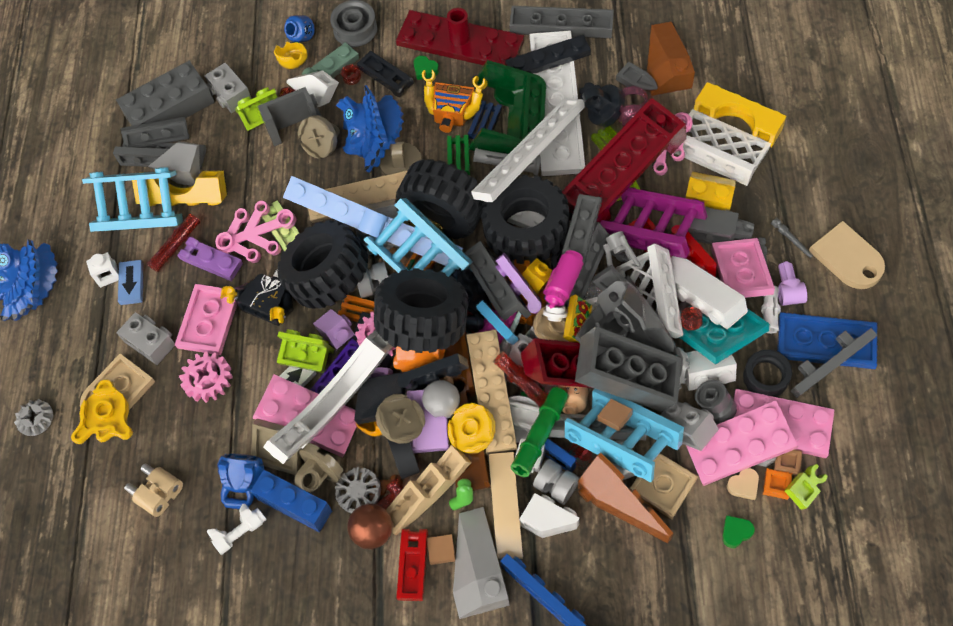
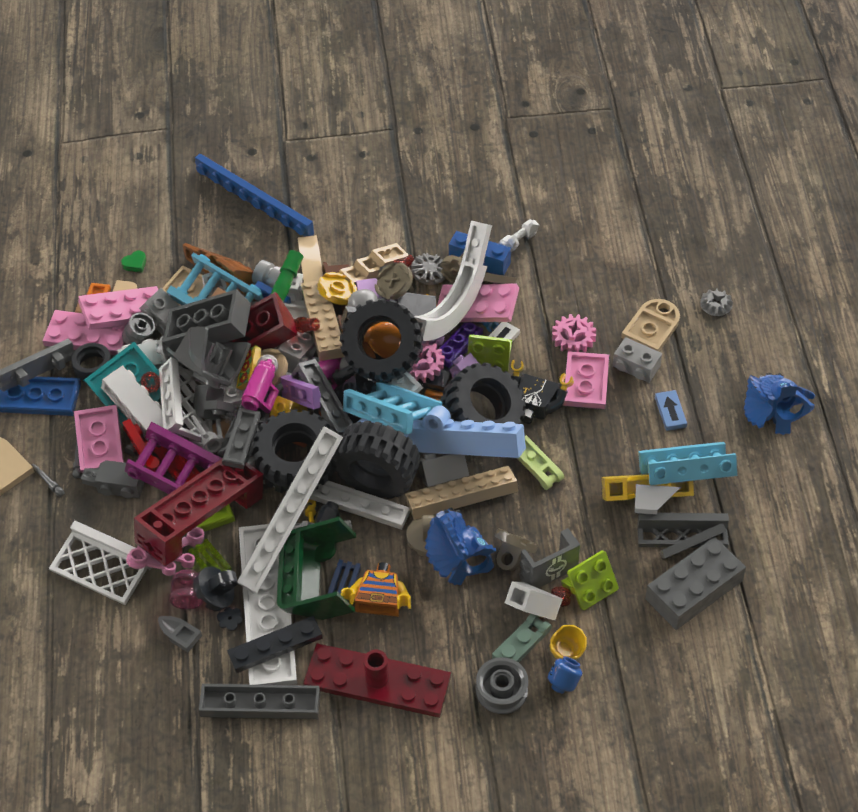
camera: 170 degrees right, 10 degrees down
(102, 263) = (698, 413): white brick -> none
(103, 415) = (652, 301): yellow tile -> none
(157, 491) = (591, 256): tan piece -> none
(173, 243) = (639, 444): clear red pin -> none
(210, 259) = (600, 434): medium lavender plate -> none
(226, 87) = (630, 603): light grey brick -> none
(238, 475) = (525, 267): blue piece -> none
(253, 231) = (585, 447): bright pink plant -> none
(354, 78) = (491, 629): clear red bush -> none
(369, 526) = (414, 239): copper piece -> none
(385, 73) = (458, 630): black plate -> none
(412, 565) = (380, 225): red plate -> none
(423, 63) = (414, 642): green tile -> none
(441, 549) = (359, 238): medium nougat tile -> none
(458, 141) = (367, 529): green tile -> none
(464, 495) = (342, 261): bright green arm -> none
(477, 572) = (331, 227): light grey wedge -> none
(497, 323) = (312, 350): dark azure tile -> none
(547, 518) = (274, 252): white slope -> none
(668, 60) = (144, 657): dark orange wedge -> none
(712, 190) = (115, 510): yellow slope -> none
(719, 102) = (98, 605): yellow arch -> none
(770, 311) = (80, 404): white pin -> none
(790, 289) = (58, 429): lavender axle -> none
(803, 487) = (78, 286): lime plate -> none

